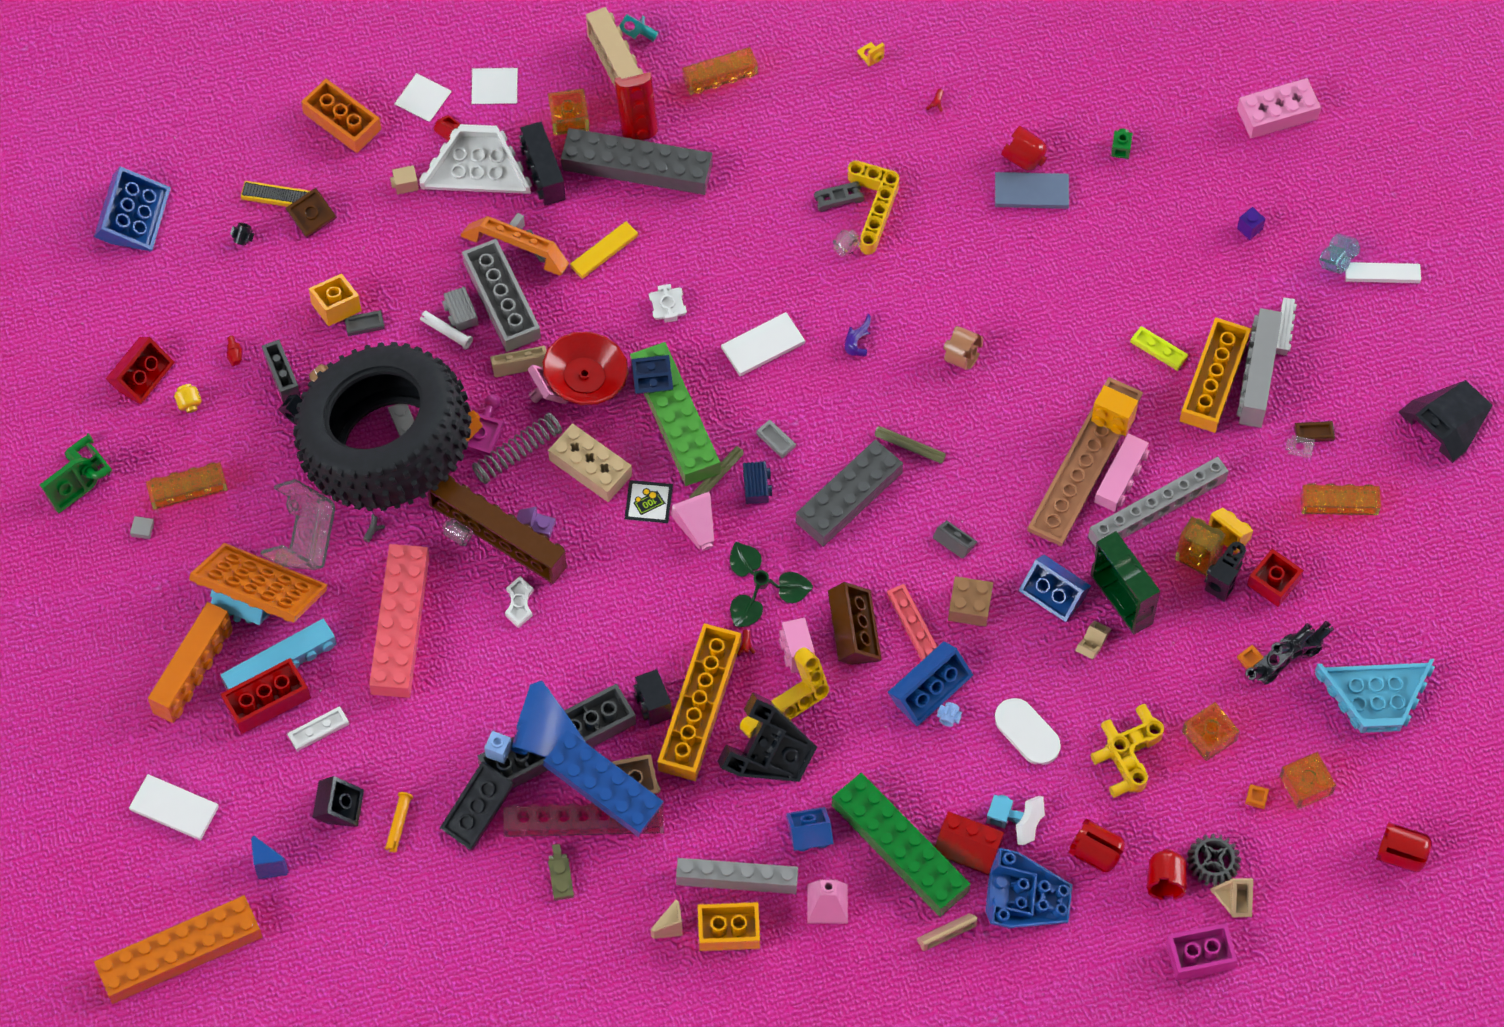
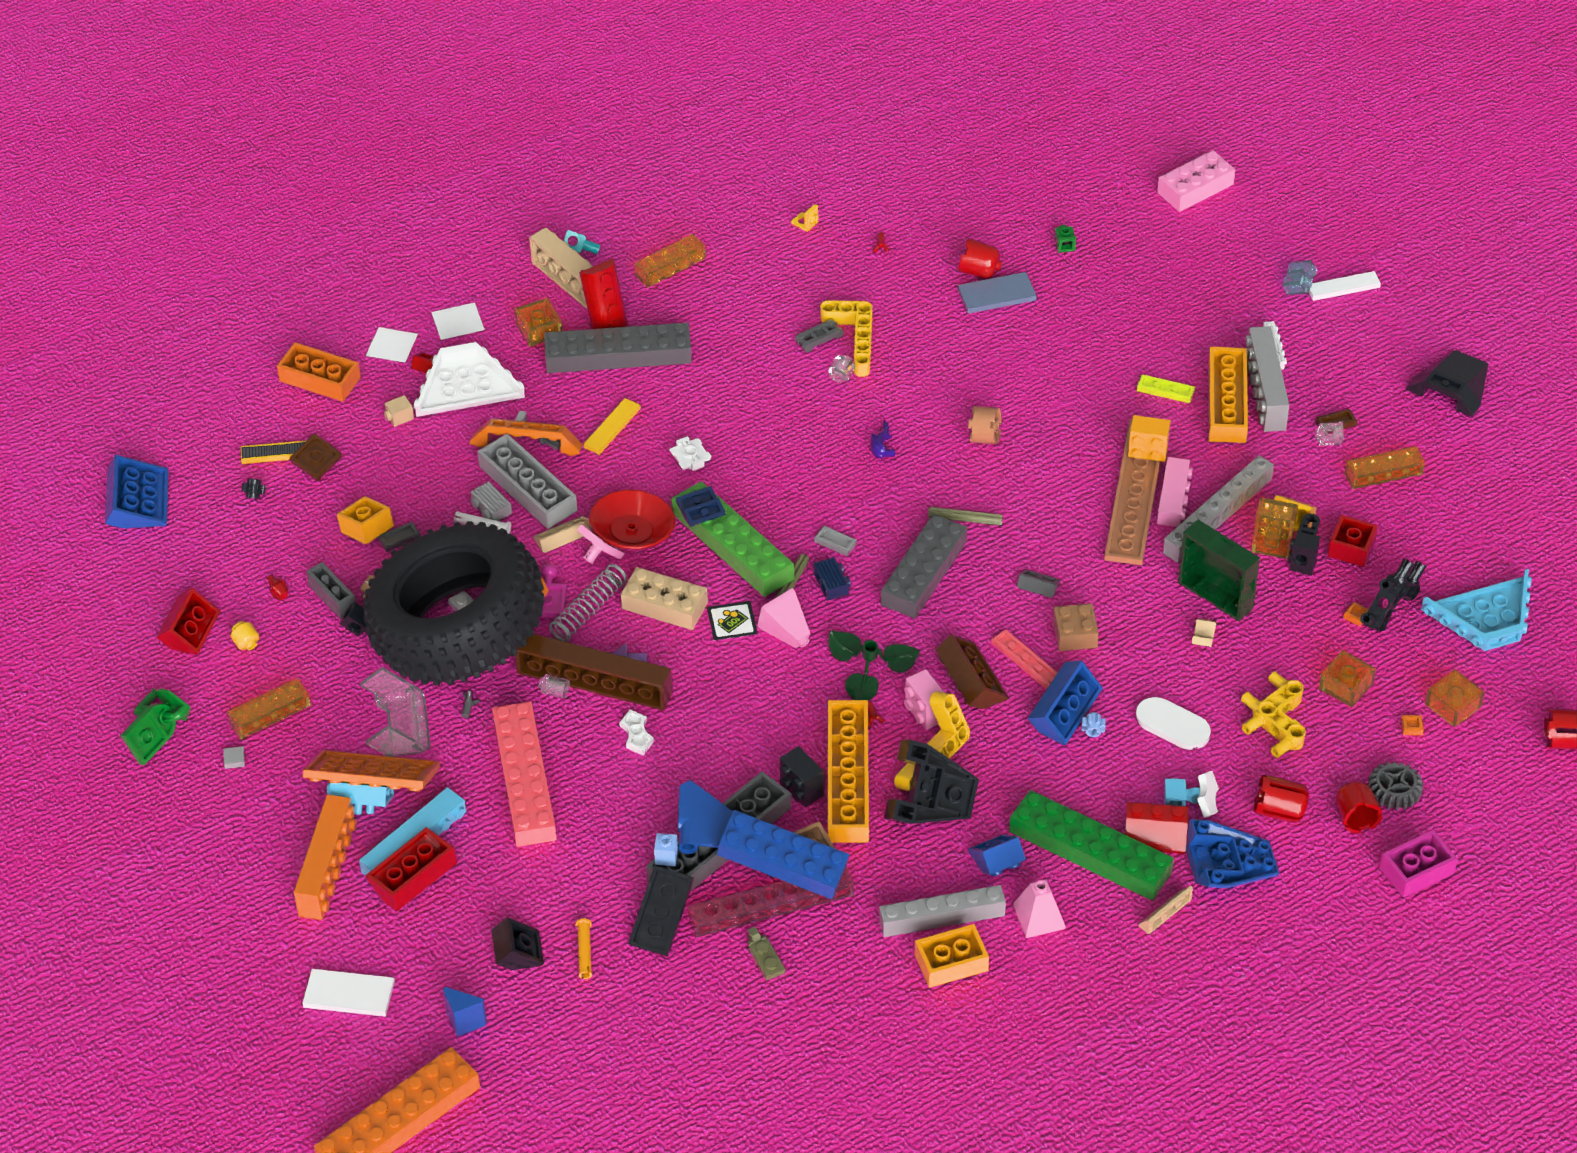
camera: 15 degrees left, 15 degrees down
(318, 728) = (473, 888): white tile -> none
(542, 164) = (529, 367): black brick -> none
(669, 924) = (892, 968): tan slope -> none
(763, 344) = (793, 467): white tile -> none
(1054, 587) = (1150, 598): blue slope -> none
(1236, 896) = (1429, 809): tan slope -> none
(1251, 223) = (1209, 272): dark purple brick -> none

